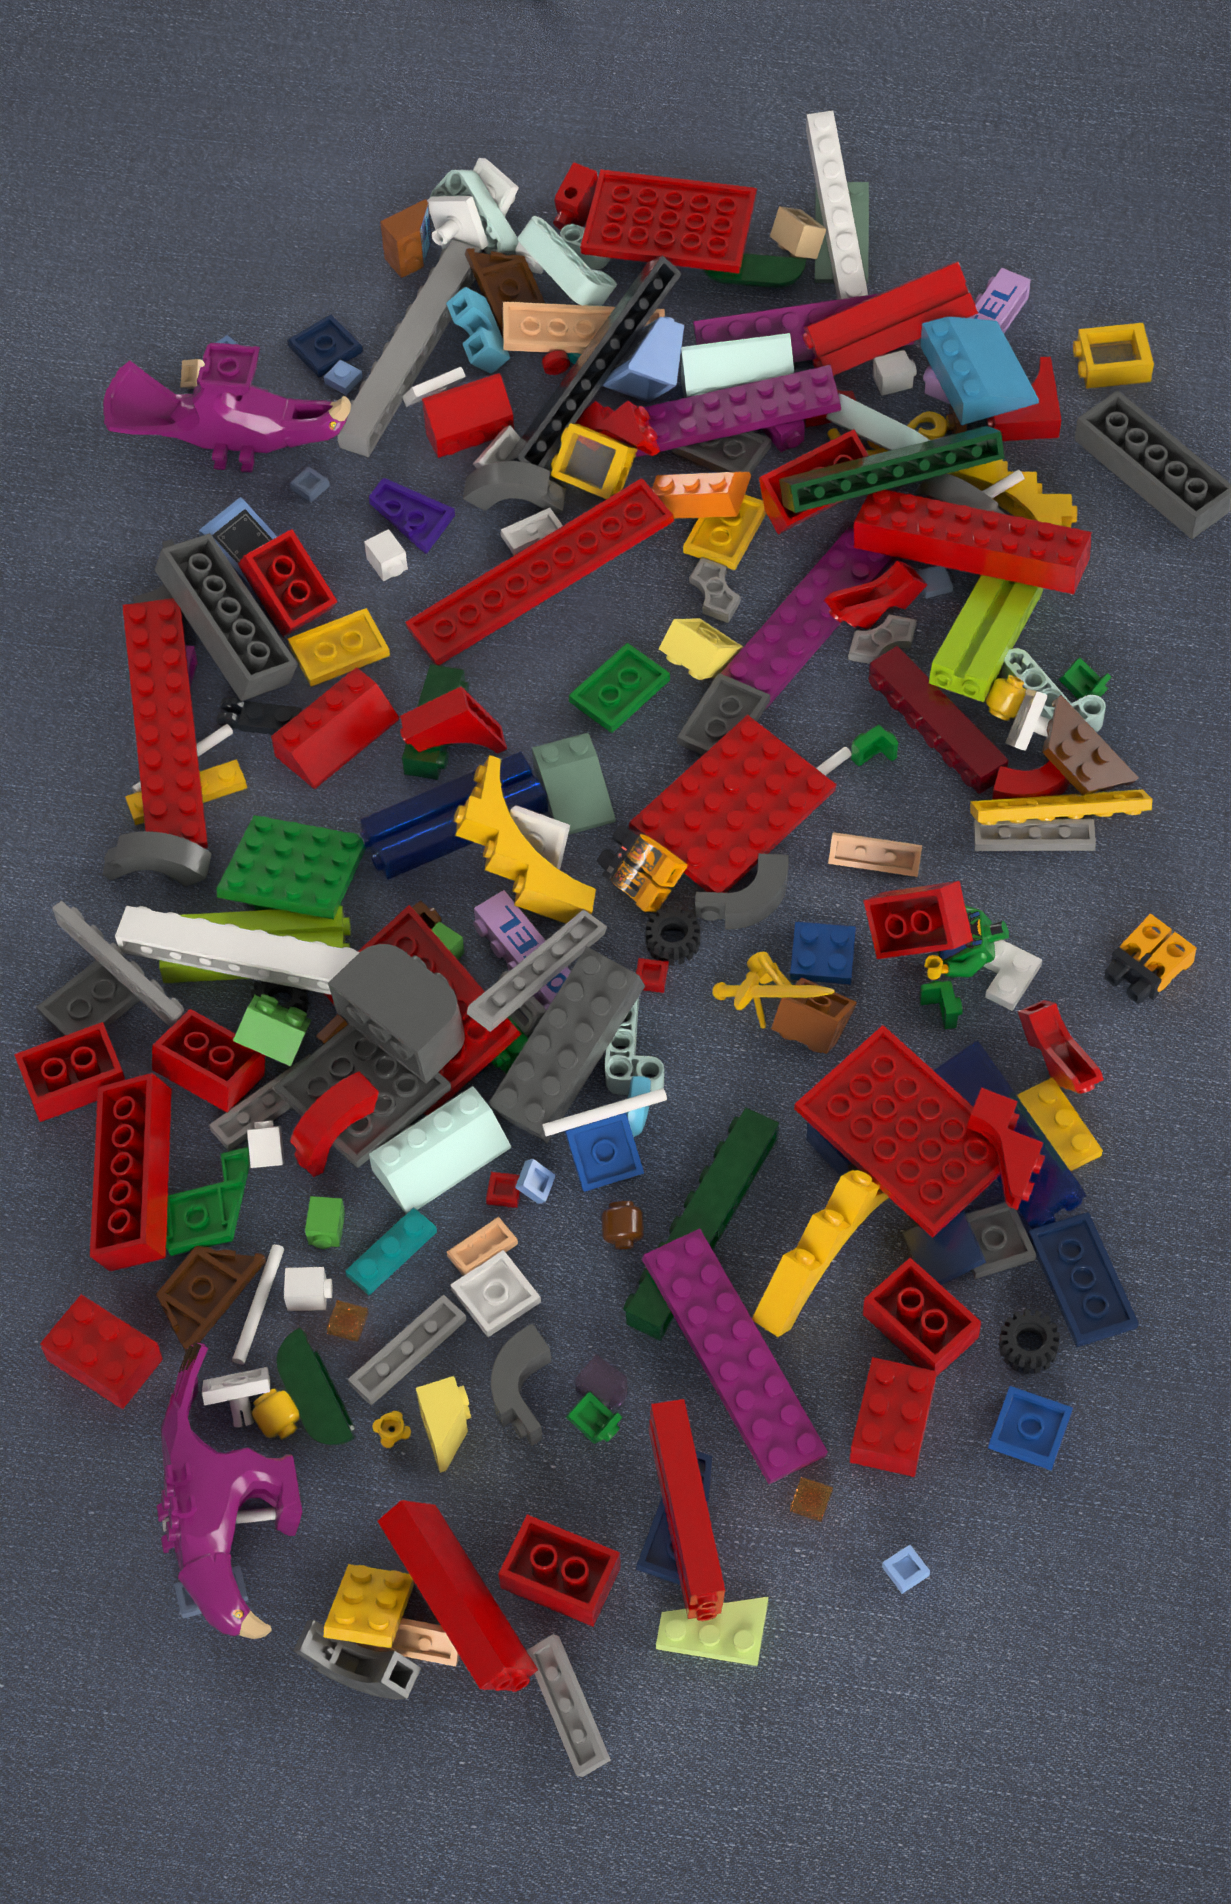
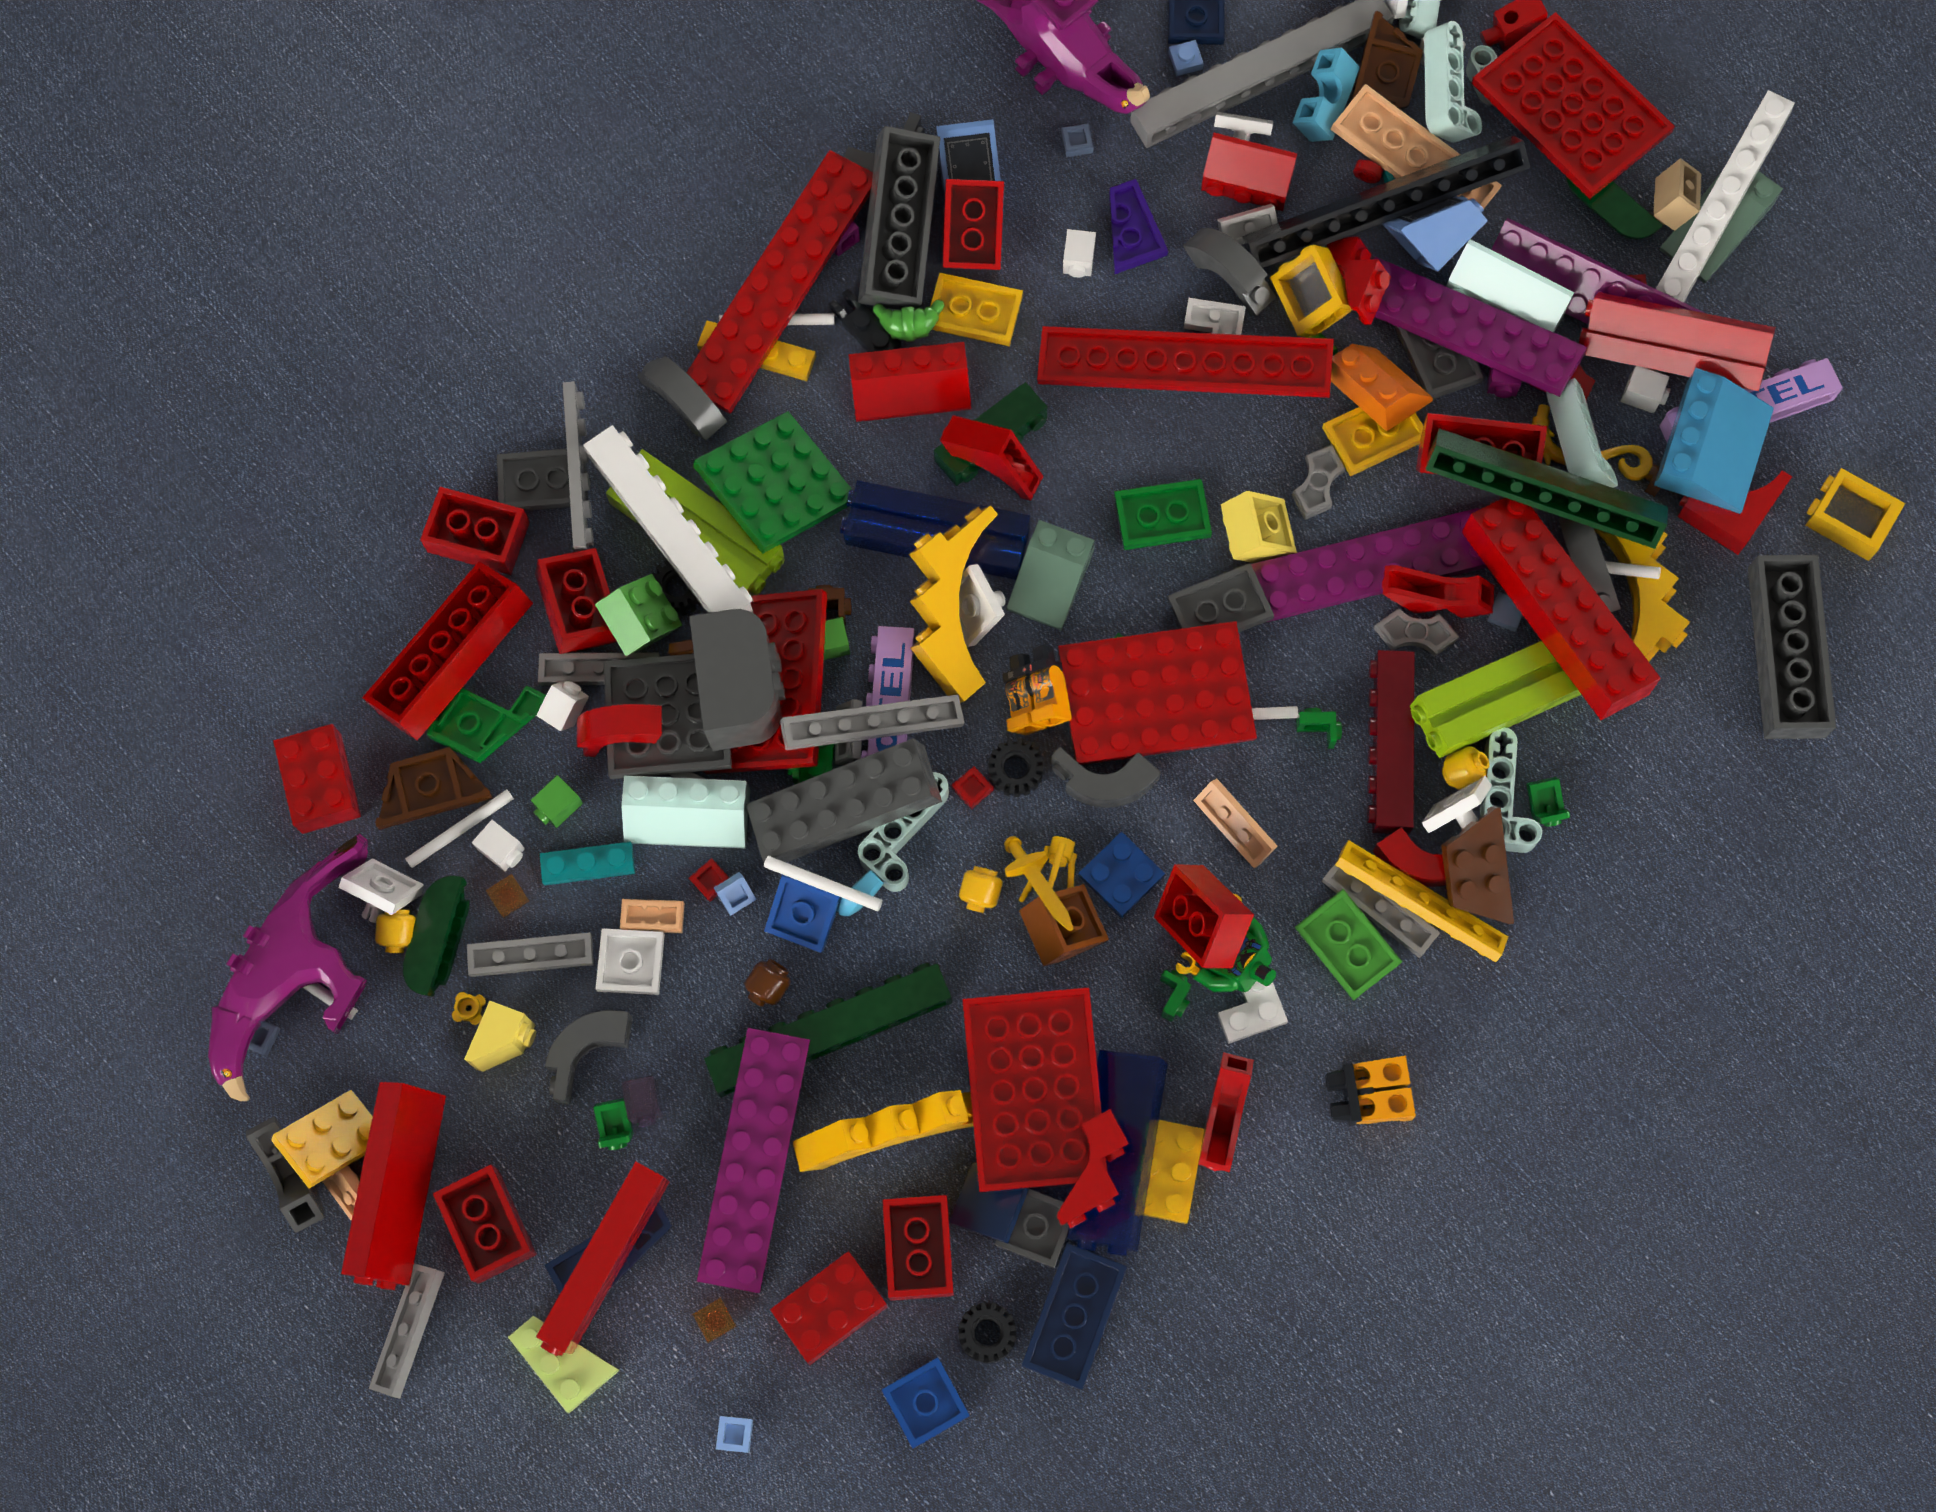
camera: 40 degrees right, 15 degrees up
(297, 685) = (909, 322): none -> bright green piece
(726, 1036) = (980, 889): none -> yellow head
(1036, 875) = (1348, 944): none -> bright green tile

